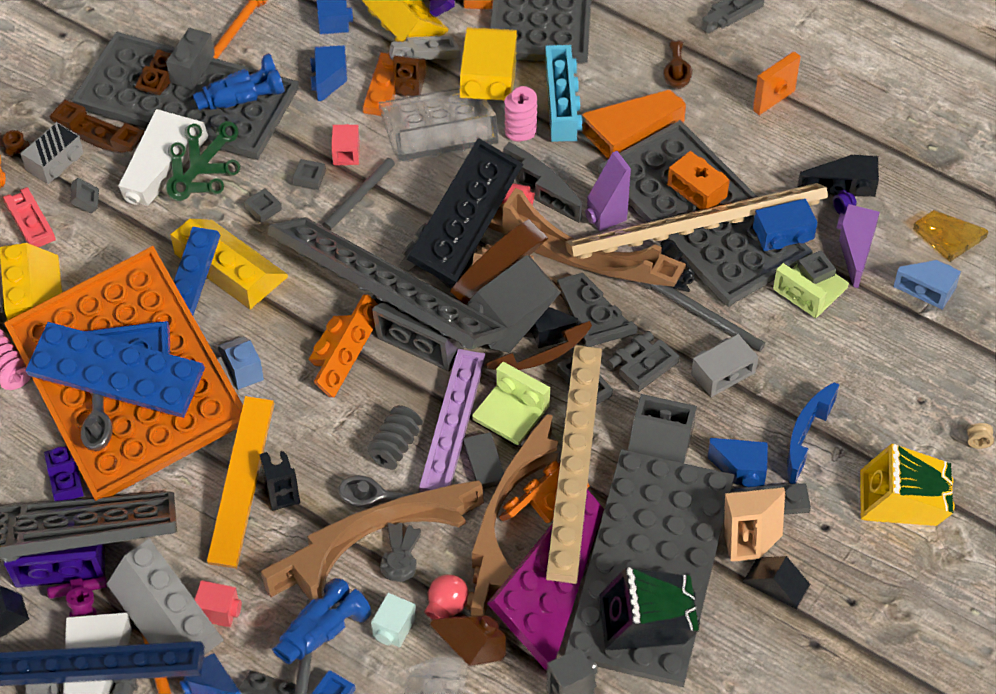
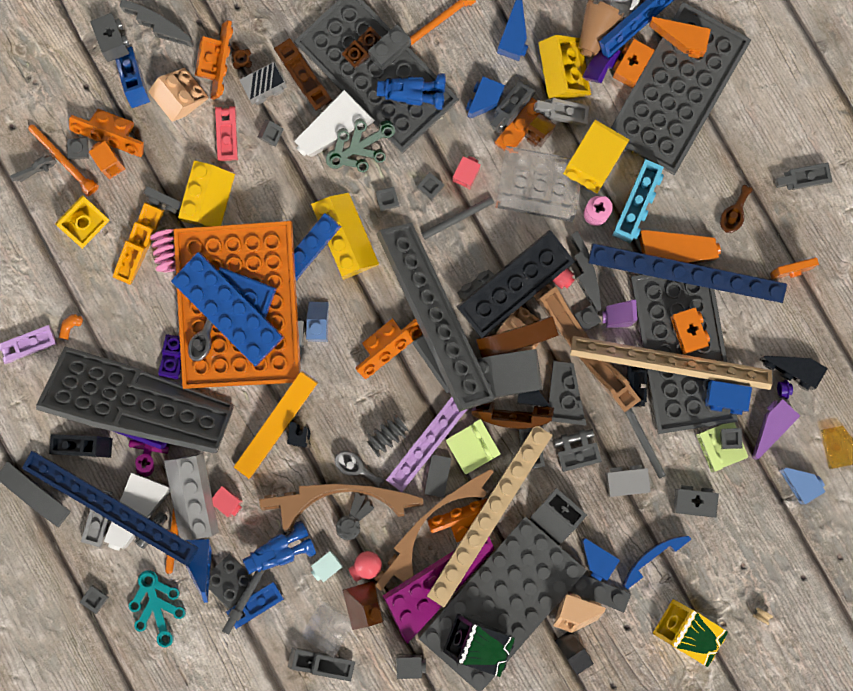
camera: 30 degrees right, 30 degrees up
(364, 67) = (512, 106): none -> dark grey hinge
(574, 225) = (587, 318): none -> dark grey plate
(658, 131) = (687, 273): none -> dark blue plate
(819, 352) = (706, 508): none -> dark grey brick

